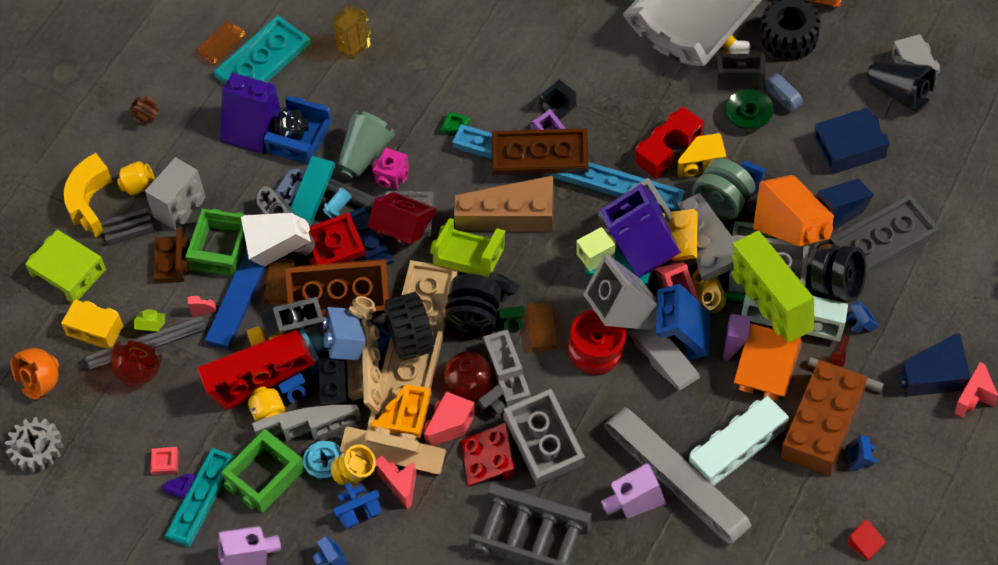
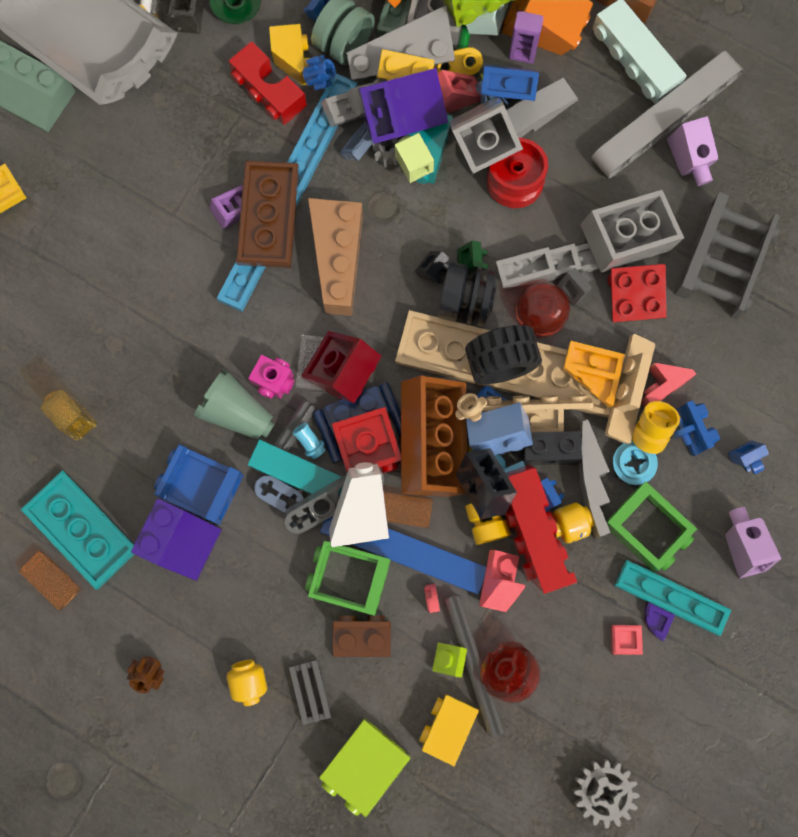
camera: 90 degrees left, 20 degrees up
(36, 371) = (513, 794): orange cylinder -> none
(80, 187) = (252, 754): yellow arch -> none
(175, 194) = (282, 628): light grey brick -> none
(207, 351) = (499, 583): none -> coral slope
(291, 124) = (195, 491): black head -> none
(450, 419) = (596, 328): coral slope -> none
(453, 123) = (208, 308): green tile -> none
(467, 251) = (389, 296): lime panel -> none
(542, 326) = (488, 231): clear orange tile -> none
(559, 99) = (195, 192): black panel -> none
(678, 180) = (319, 72): none -> blue gear

